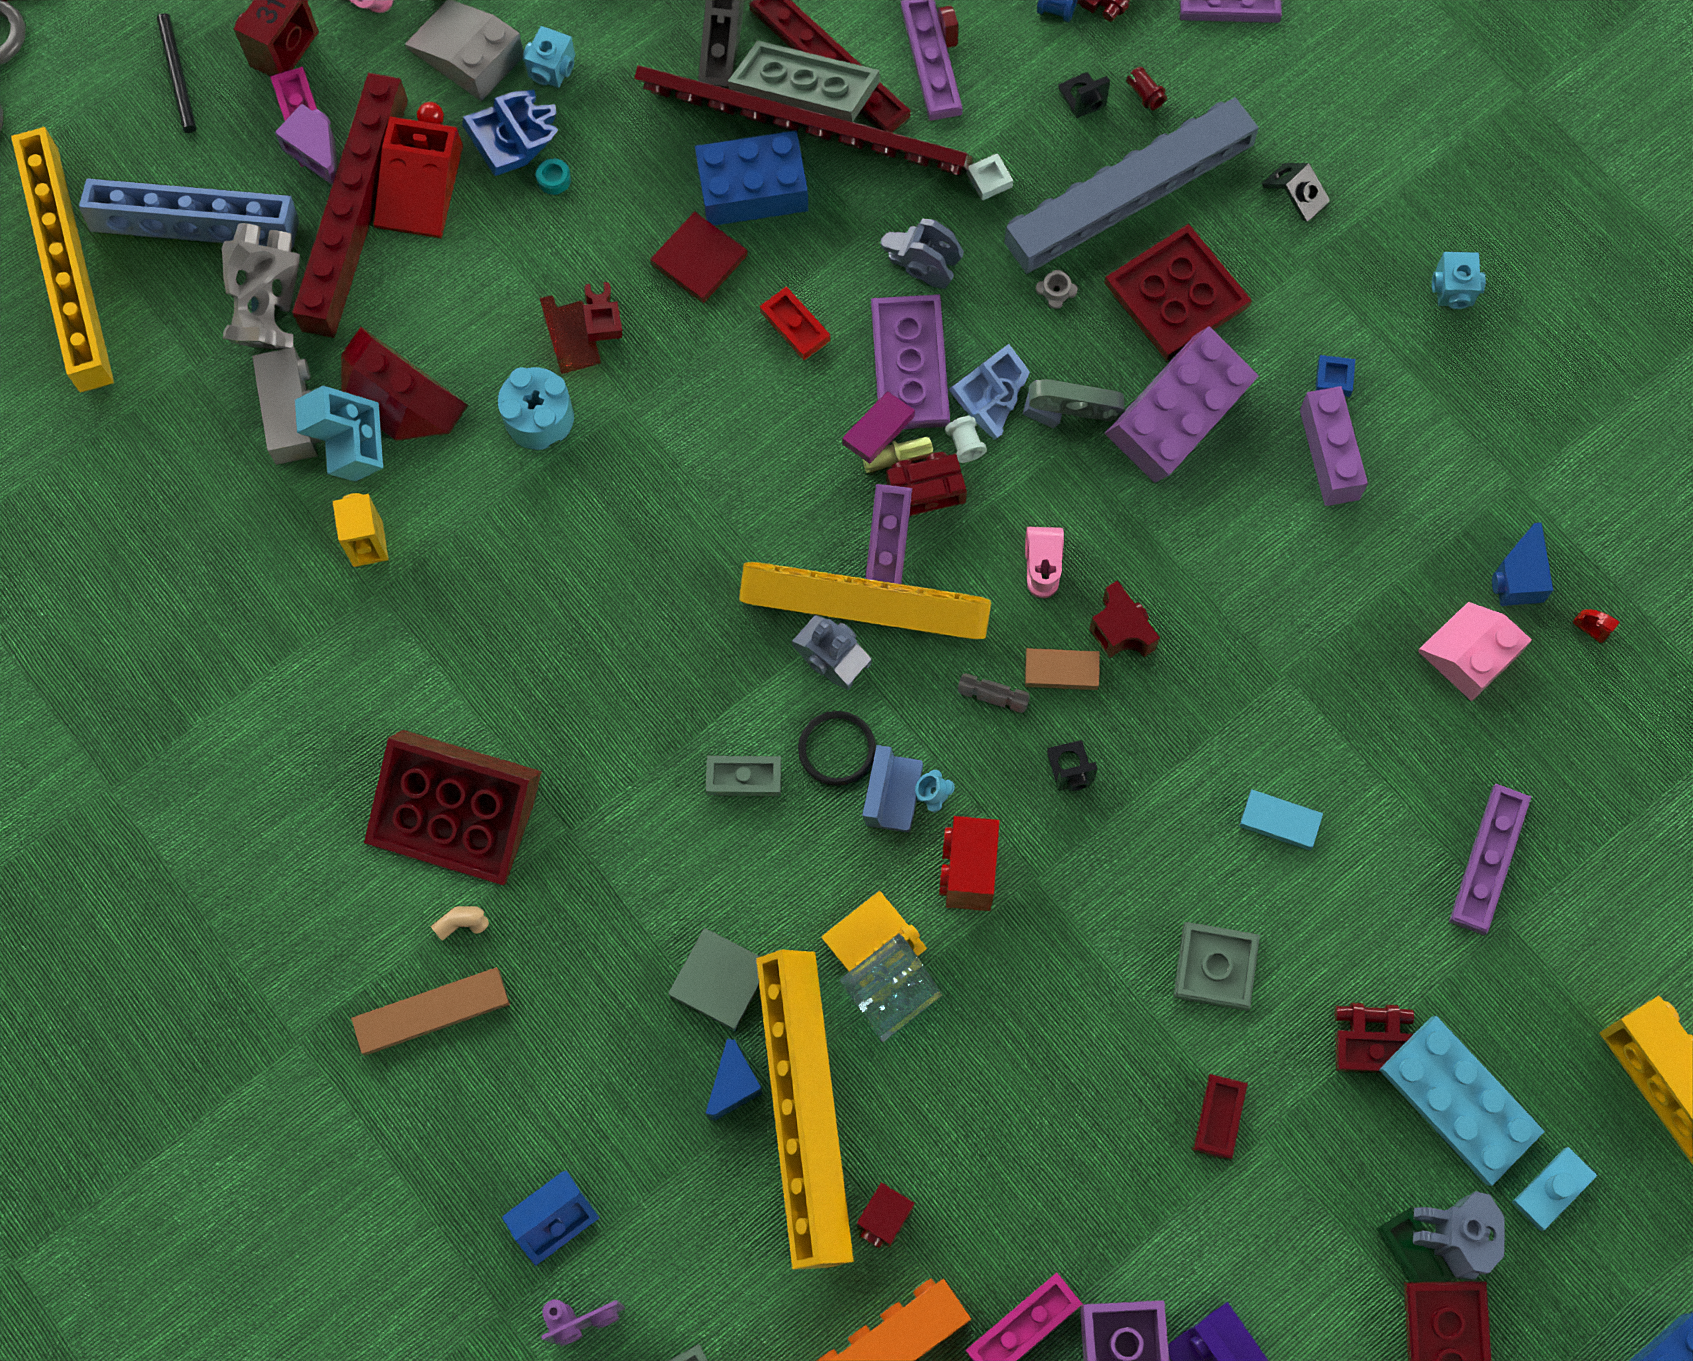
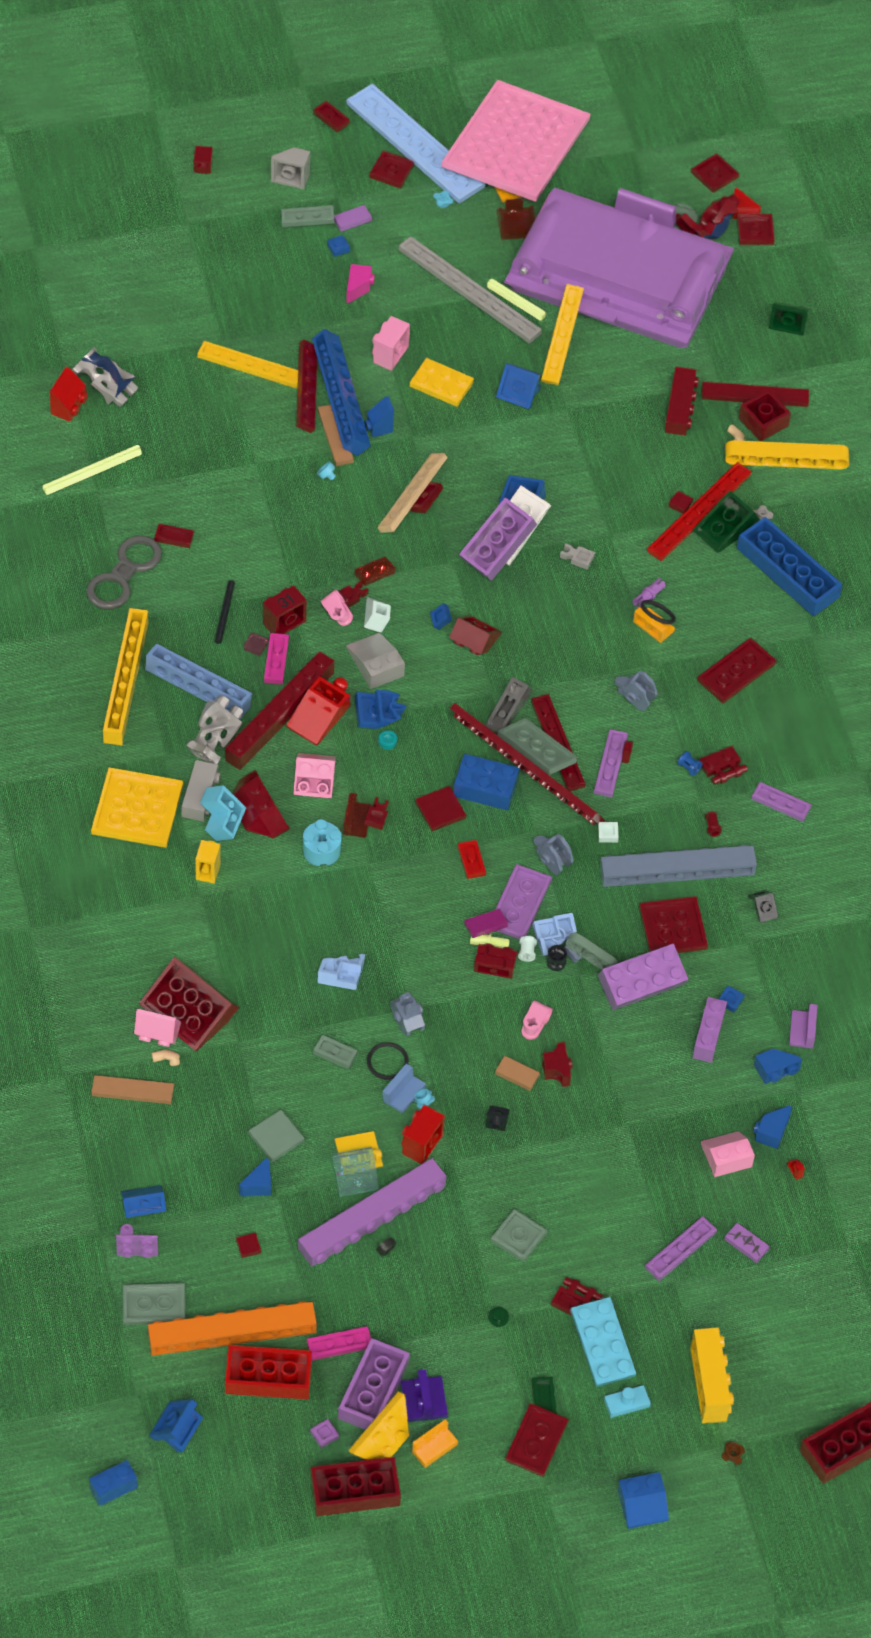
camera: 20 degrees right, 15 degrees down
(192, 484) = (137, 807): none -> yellow plate
(254, 106) = (255, 644): none -> clear pink tile
(310, 141) = (274, 671): medium lavender slope -> none
(418, 879) = (156, 1027): none -> bright pink slope
(464, 292) = (314, 775): none -> bright pink slope
(549, 57) = (414, 681): medium azure brick -> none
(680, 622) = (341, 971): none -> light blue slope
(770, 1212) = (248, 1245): none -> dark red tile
(804, 1110) = (286, 1205): yellow brick -> none
(865, 600) = (436, 999): yellow beam -> none
(884, 1216) = (300, 1268): dark red brick -> none
(888, 533) = (462, 976): medium lavender tile -> none
(953, 1049) = (372, 1212): none -> medium lavender brick
(993, 693) = (476, 1068): flat silver axle -> none
(1011, 1100) = (387, 1246): none -> pearl dark grey tile
(1022, 426) = (556, 958): none -> black wheel
(1056, 279) = (612, 894): light grey plate -> none
(1089, 97) = (680, 813): black bracket -> none
(1220, 1117) = (483, 1300): dark red tile -> none
(1263, 1138) = (498, 1317): none -> dark green plate
(1281, 820) = (587, 1186): medium azure tile -> none
(1458, 279) = (819, 980): medium azure brick -> none
(1464, 1234) = (571, 1396): sand blue hinge -> none
(1465, 458) = (776, 1064): none -> blue slope
(1474, 370) = (803, 1027): none -> medium lavender panel
(1589, 796) = (746, 1243): none -> medium lavender tile

